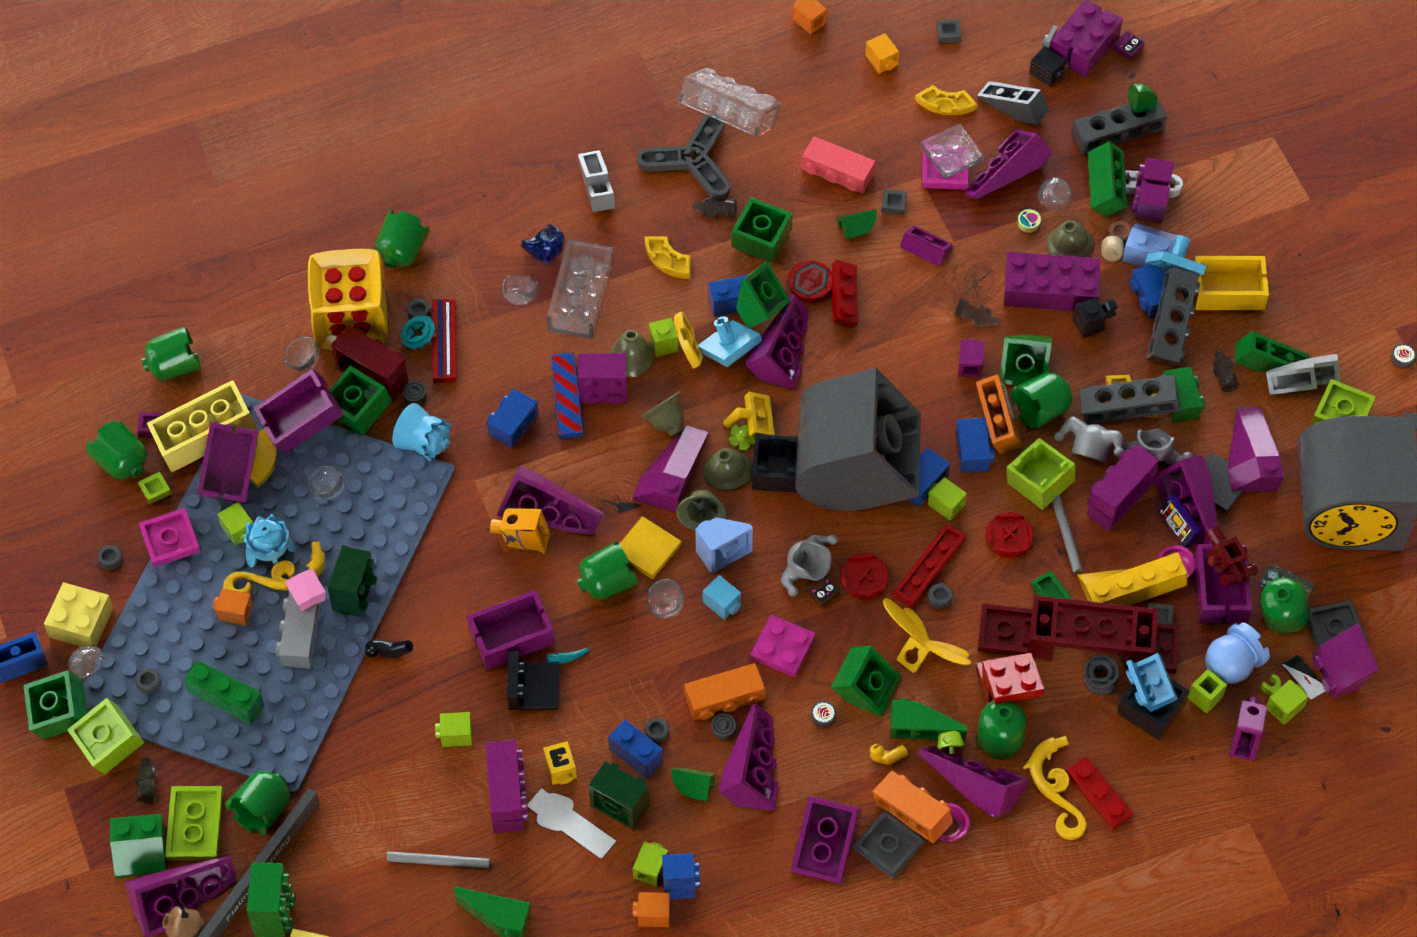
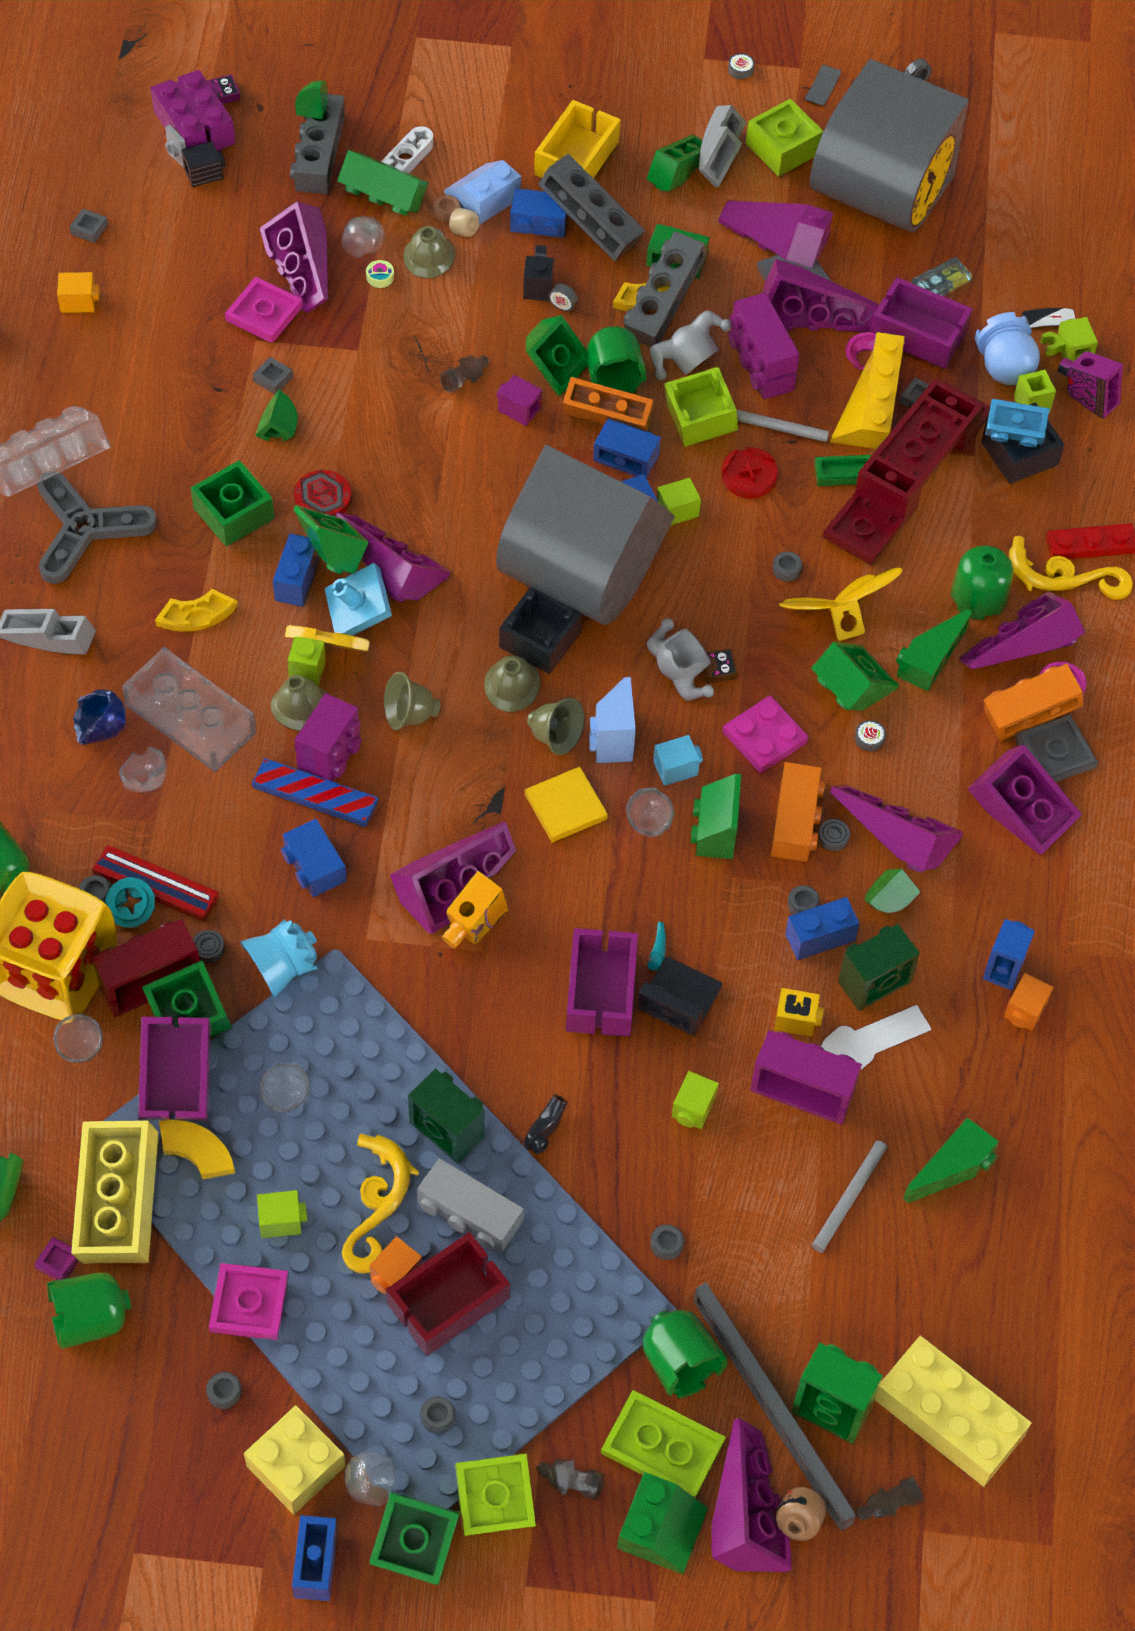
camera: 65 degrees left, 0 degrees up
(154, 488) = (158, 1292): lime plate -> none
(224, 692) = (511, 1328): green brick -> none
(227, 643) = (448, 1293): none -> dark red piece
(228, 463) = (201, 1178): magenta piece -> none
(266, 540) = (331, 1188): medium azure hat -> none
(306, 589) = (435, 1167): bright pink piece -> none
(343, 762) = (667, 1242): none -> dark grey tile
(606, 573) = (585, 850): green cylinder -> none
(648, 864) = (970, 979): lime brick -> none
(671, 473) = (486, 736): magenta wedge -> none
(685, 645) = (717, 818): none -> green slope
(711, 207) = (160, 540): clear smoke piece -> none
(740, 437) = (479, 651): lime plant -> none
(757, 413) = (462, 620): yellow plate -> none
(838, 165) = (193, 398): coral brick -> none
(844, 293) = (362, 471): red plate -> none
(864, 576) = (723, 621): red tile -> none
(887, 757) = (953, 702): yellow arm -> none
(925, 245) = (347, 374): magenta slope -> none
(929, 565) = (744, 558): red tile -> none
(946, 102) = (178, 272): yellow tile -> none
(949, 740) = (971, 635): lime piece -> none
(952, 151) = (256, 288): clear plate -> none
(1010, 679) = (941, 539): bracket -> none
(1016, 101) = (228, 209): dark grey slope -> none
(1050, 280) = (473, 288): magenta brick -> none
(1085, 341) = (563, 297): none -> tile
(1101, 685) = (967, 462): dark grey wheel -> none
(1152, 190) = (434, 152): magenta piece -> none
(1157, 444) = (721, 295): light grey piece -> none
(1176, 258) = (536, 163): medium azure tile -> none
(1179, 521) = (824, 324): tile -> none
(1222, 366) = (664, 205): clear smoke piece -> none
(1229, 558) = (911, 293): dark red piece -> none
(1284, 605) = (977, 283): green cylinder -> none
(1332, 620) = (1011, 267): dark grey tile -> none
(1345, 662) = (1073, 264): magenta slope -> none

